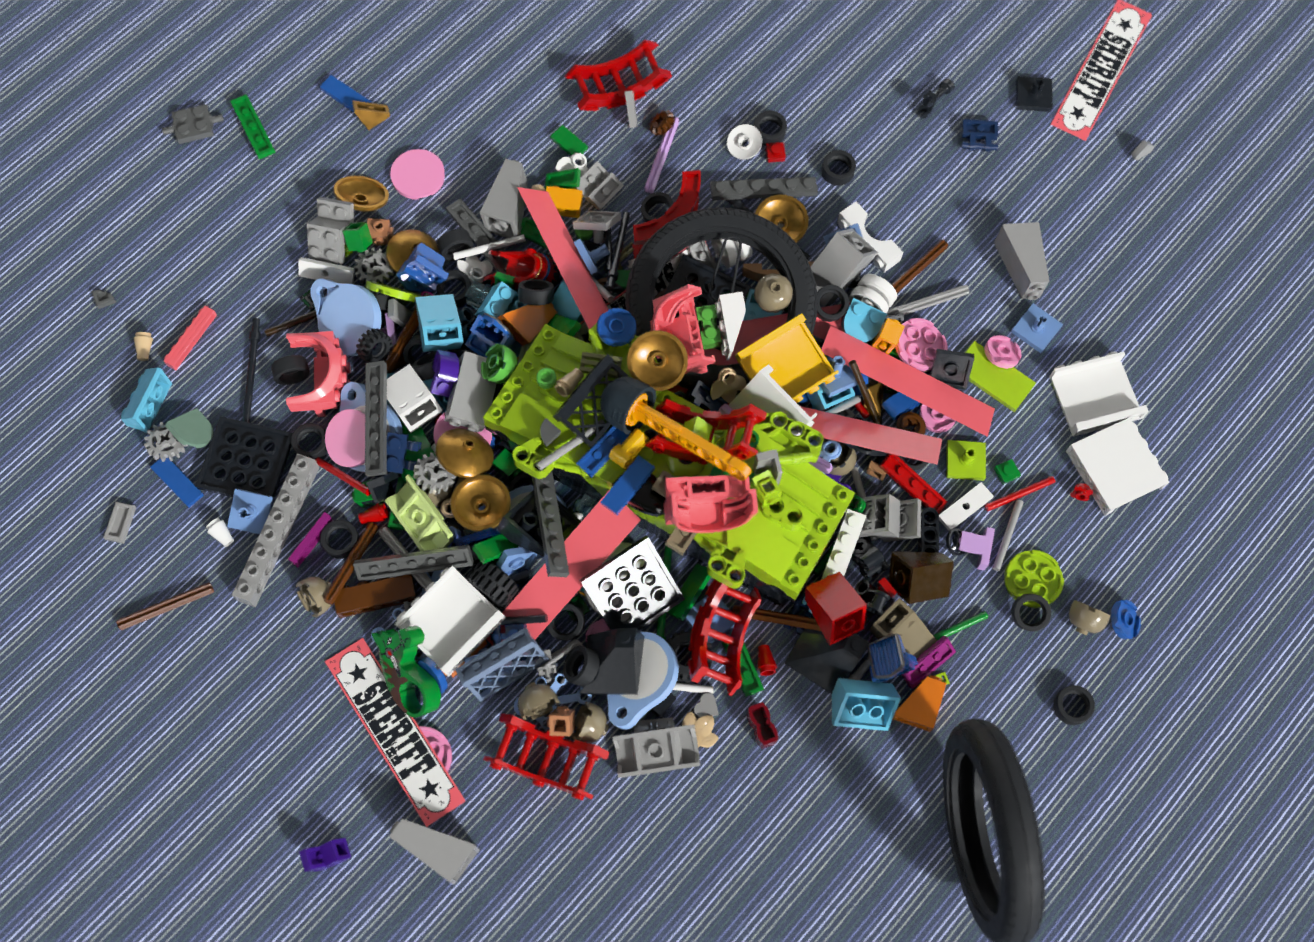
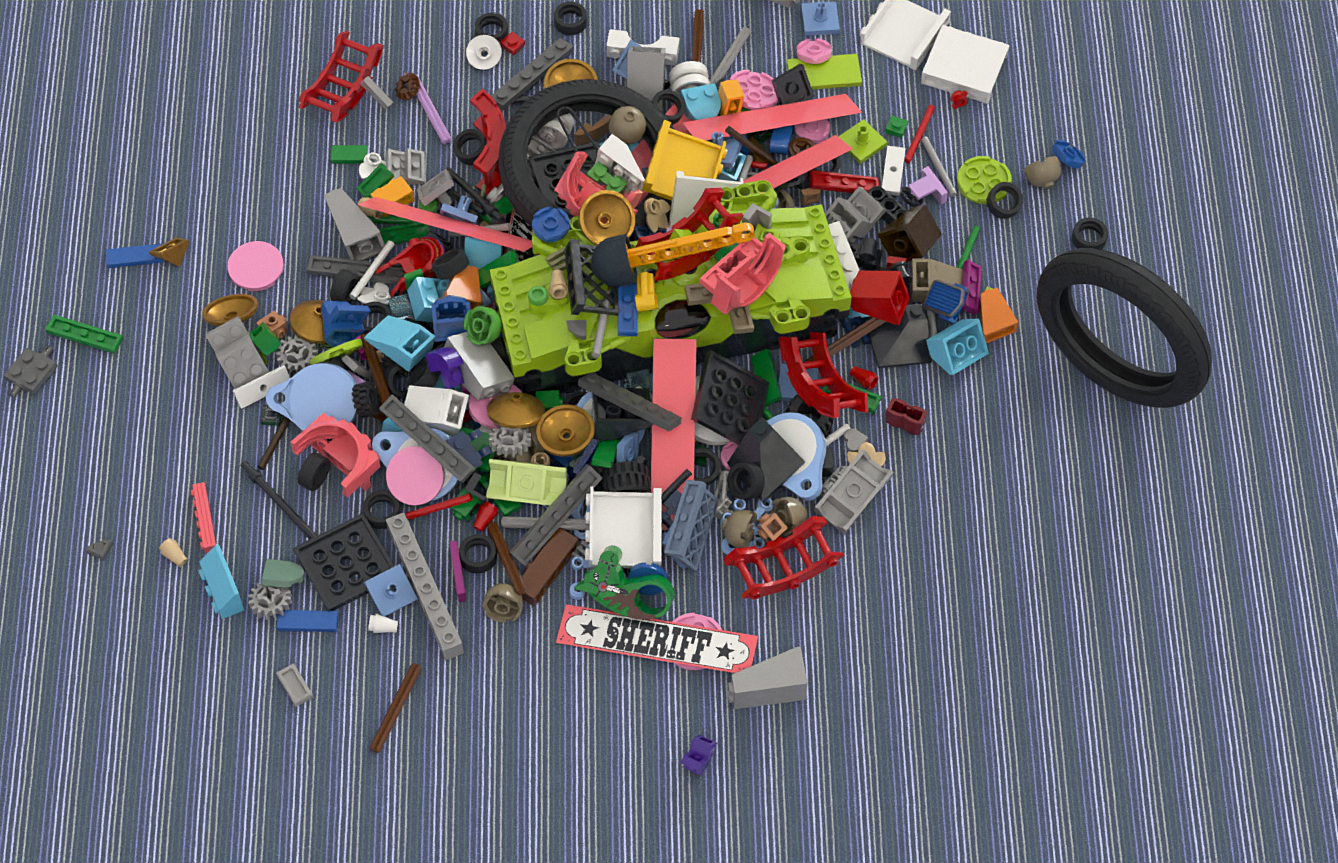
camera: 40 degrees left, 10 degrees down
(627, 485) = (669, 317): blue tile -> none

